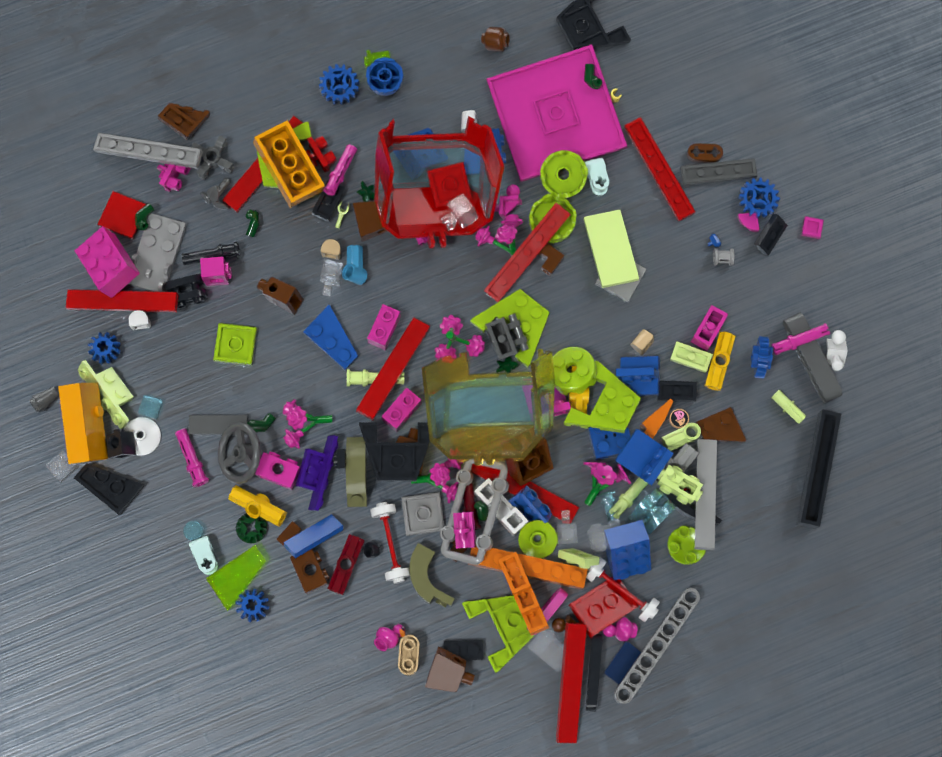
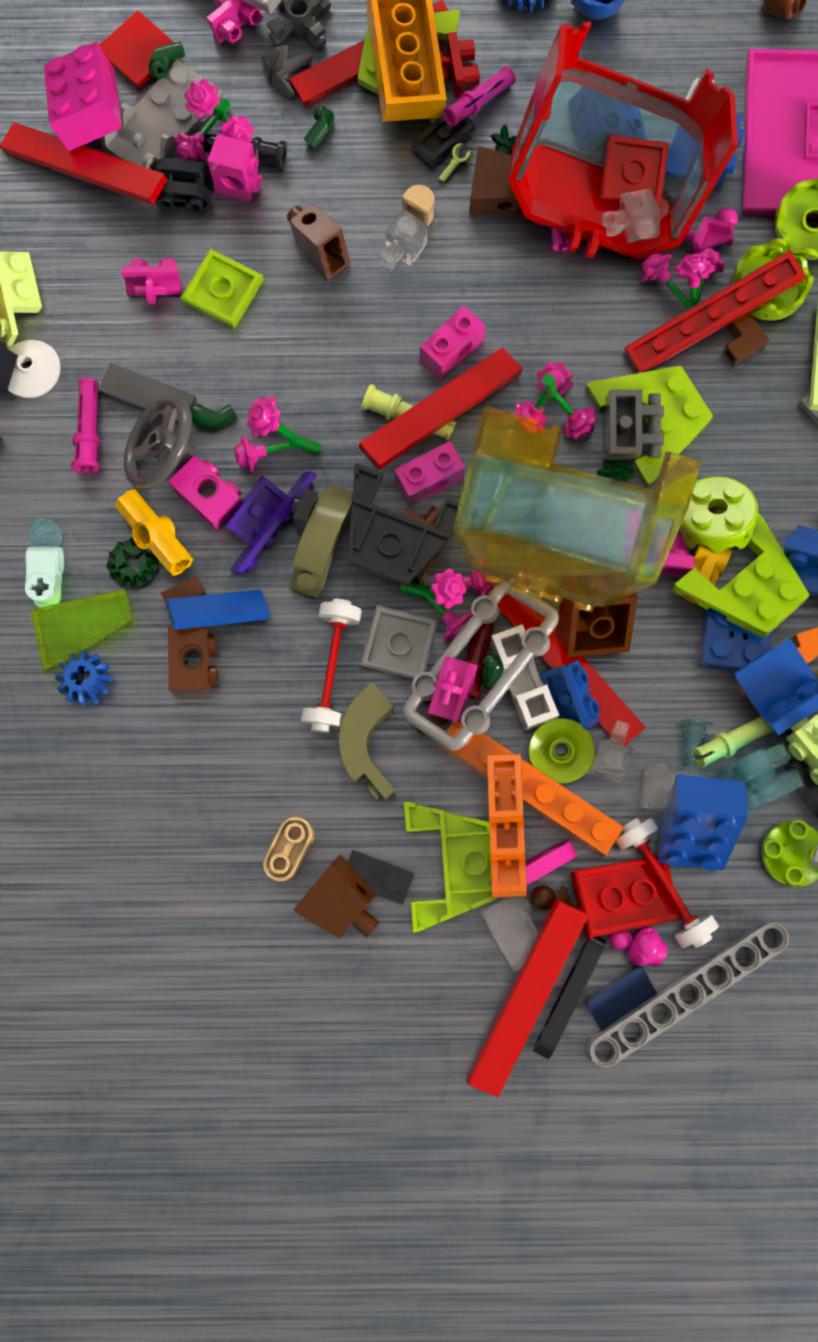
camera: 25 degrees right, 0 degrees up
(112, 346) = (29, 221): blue gear -> none
(139, 320) = (95, 201): white brick -> none
(150, 407) = (60, 332): clear light blue tile -> none
(183, 241) = (202, 101): none -> dark pink plant
(194, 356) = (152, 280): none -> dark pink hips
(331, 338) = (367, 332): blue wing -> none
(350, 552) = (235, 688): dark red piece -> none
(354, 269) = (441, 243): dark azure piece -> none
(375, 550) = (299, 666): black hinge -> none
(388, 638) = (267, 811): dark pink animal -> none
(578, 557) = (612, 801): yellowish green plate -> none
(605, 477) = (708, 690): dark pink plant -> none

